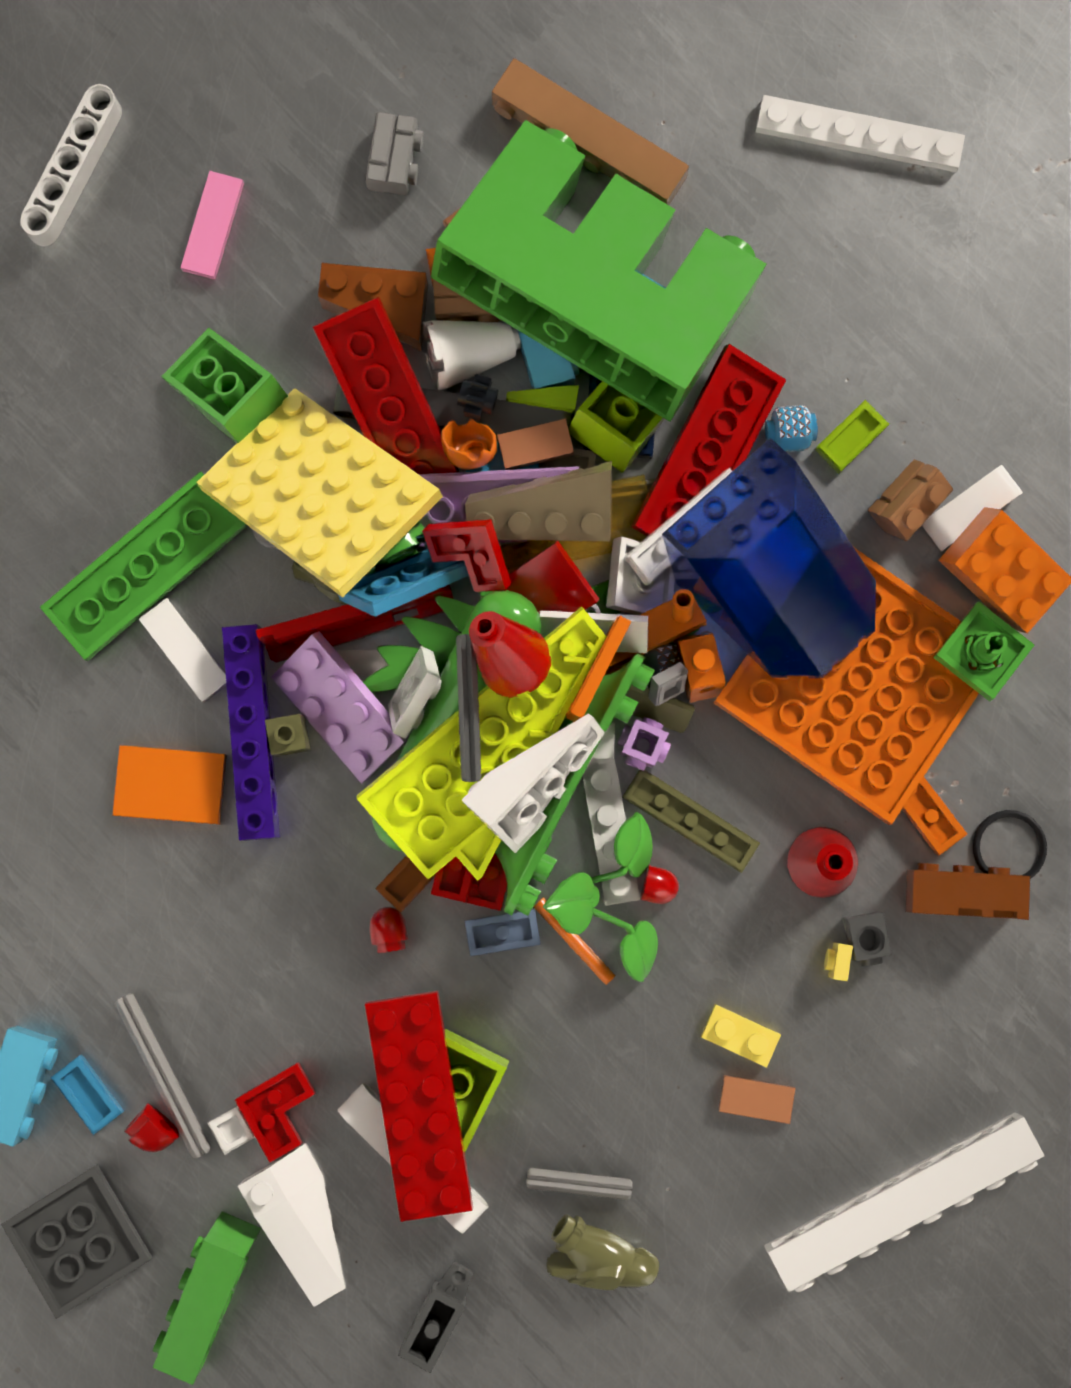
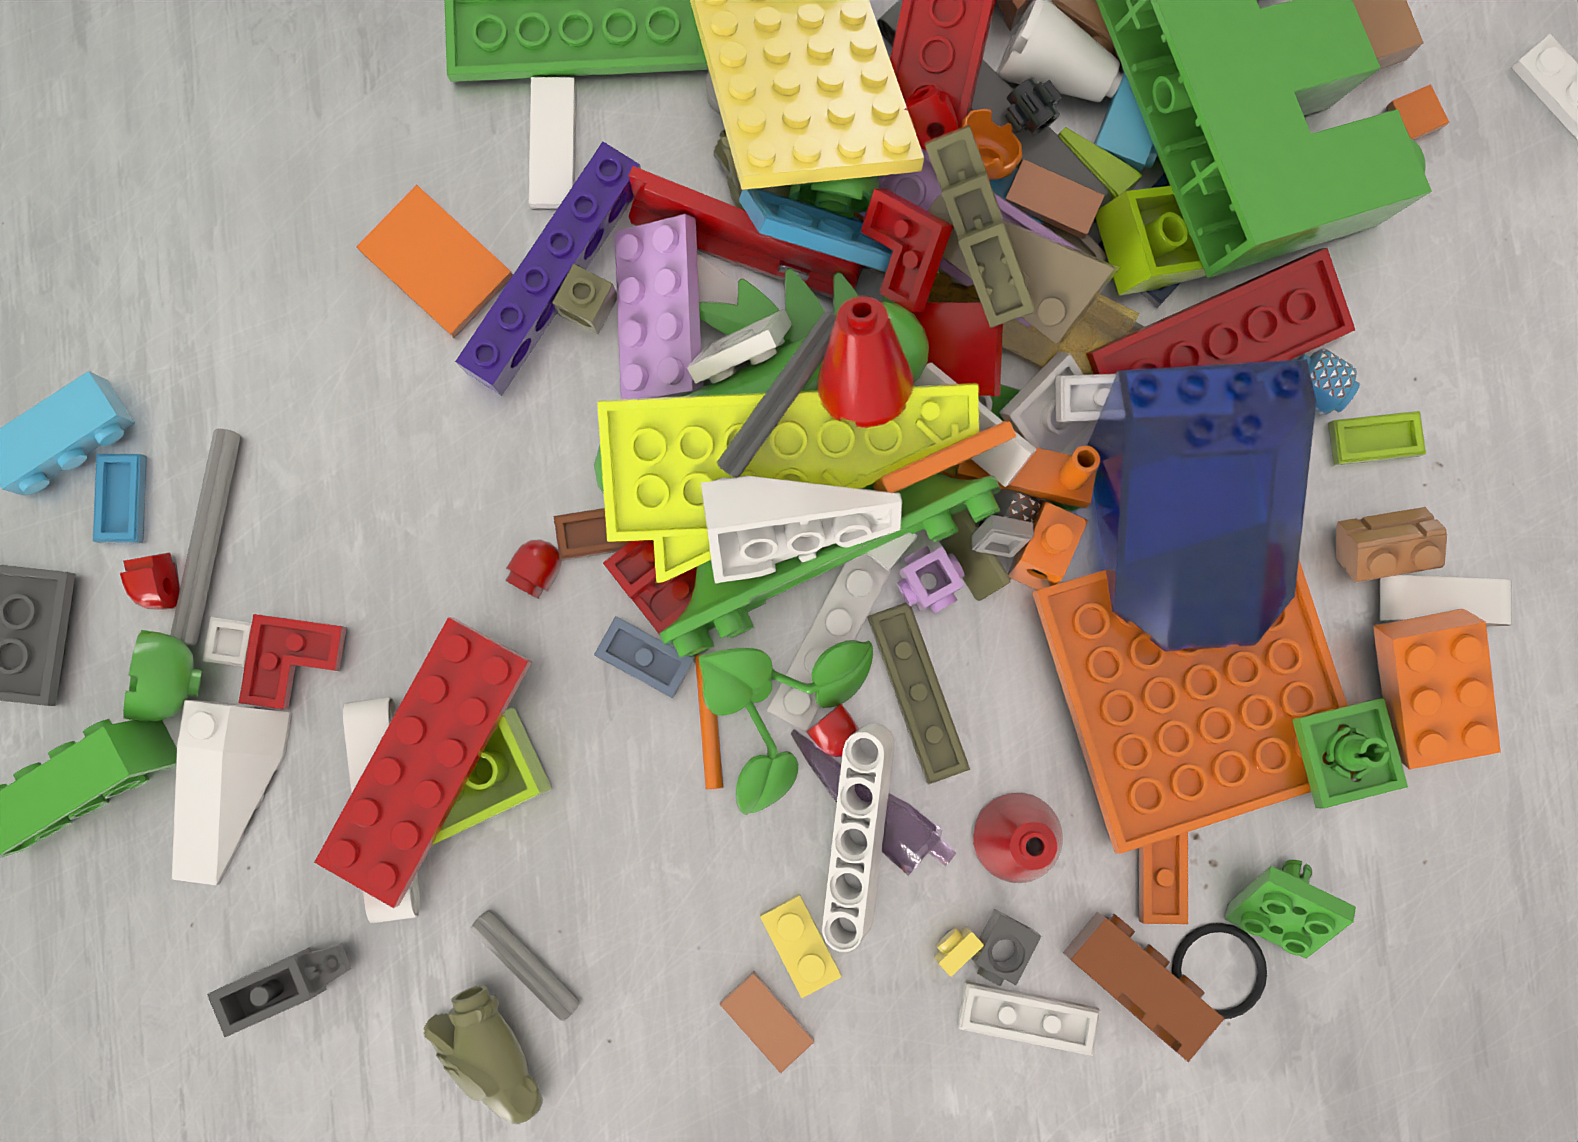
camera: 35 degrees right, 0 degrees up
(209, 1185) = (160, 677): none -> bright green cylinder
(421, 455) = (931, 114): none -> red piece
(507, 507) = (979, 226): none -> olive slope
(720, 209) = (1420, 112): none -> orange tile
(725, 956) = (847, 855): none -> white beam
(732, 915) = (906, 830): none -> clear purple piece
(915, 969) = (1028, 1018): none -> white tile
(1021, 776) = (1290, 910): none -> bright green plate

